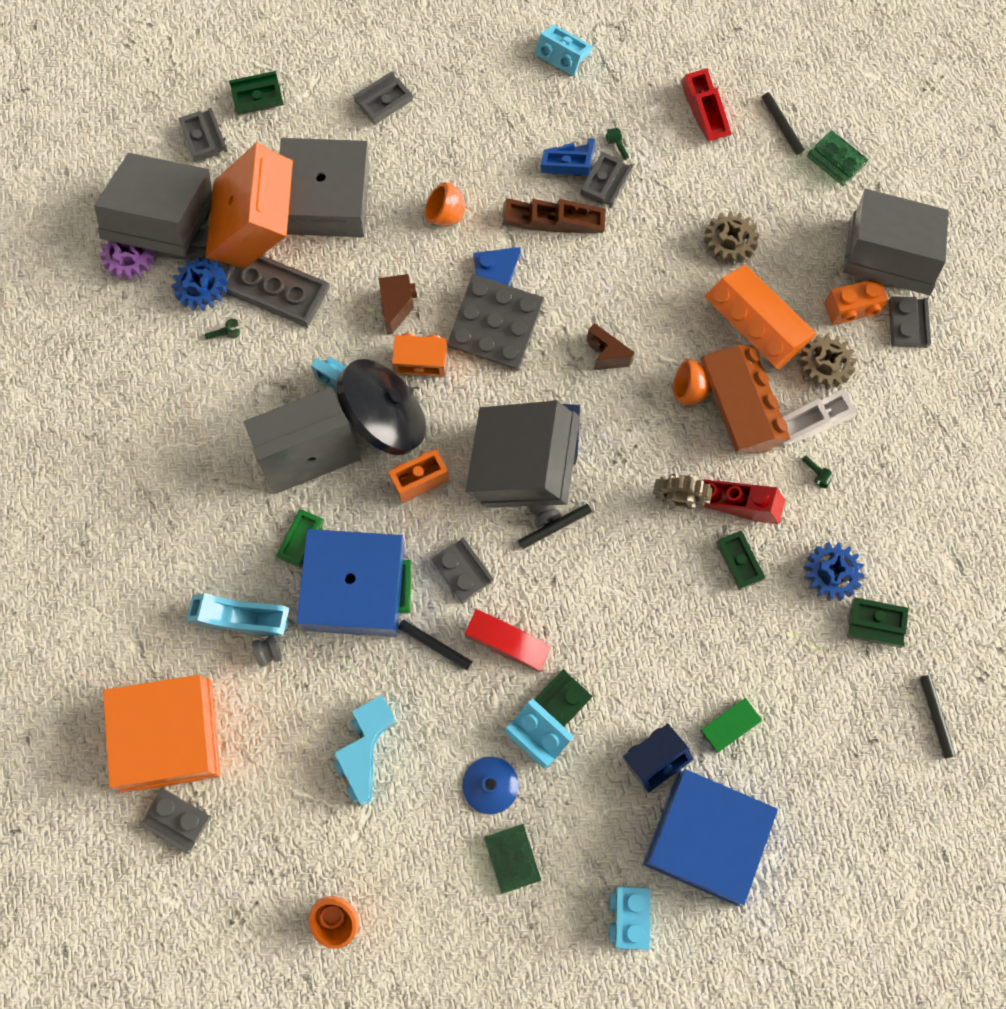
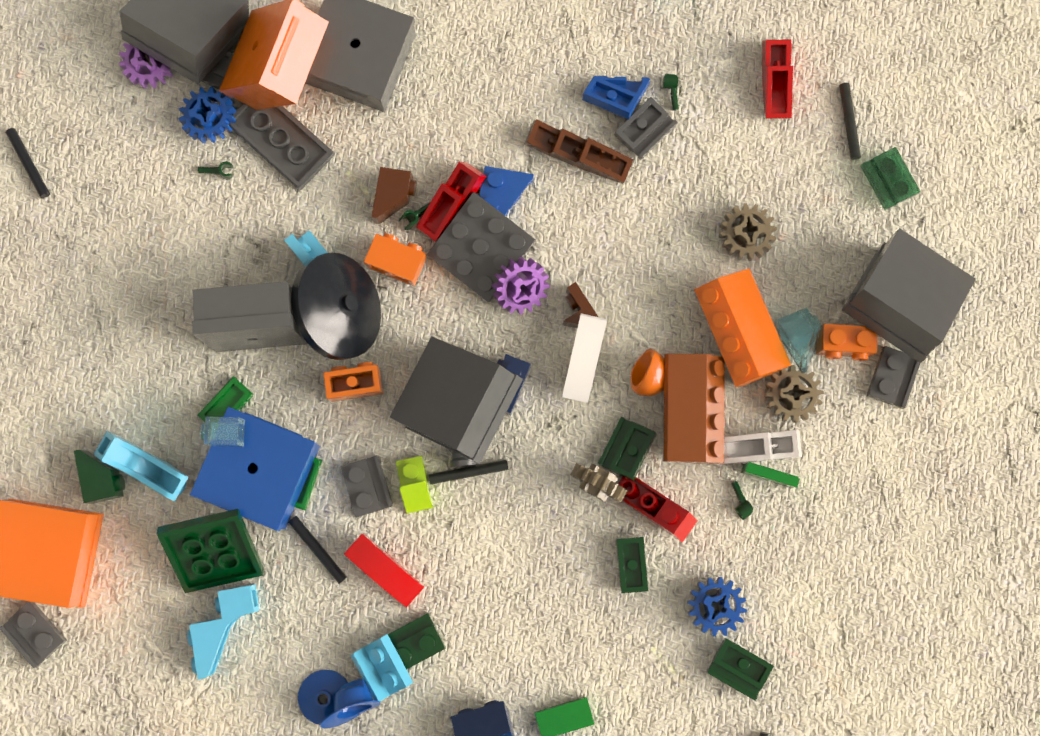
camera: 20 degrees right, 10 degrees up
(36, 377) = (27, 163): none -> black bar
(197, 645) = (97, 479): none -> dark green slope
(267, 651) = (159, 505): dark grey wheel -> none
(311, 550) = (223, 431): none -> clear light blue brick
(333, 673) = (210, 550): none -> dark green plate
(422, 315) = (412, 216): none -> dark green hand
(445, 205) = (472, 107): orange hat -> none
(452, 290) = (450, 199): none -> red slope
(508, 554) = (414, 484): none -> lime slope
(519, 778) = (349, 703): none -> blue piece
(544, 342) = (524, 273): none -> medium lavender gear
(626, 386) = (584, 358): none -> white slope
(696, 454) = (627, 448): none -> dark green plate
(814, 308) = (800, 336): none -> clear light blue slope
(835, 438) = (770, 475): none -> green tile

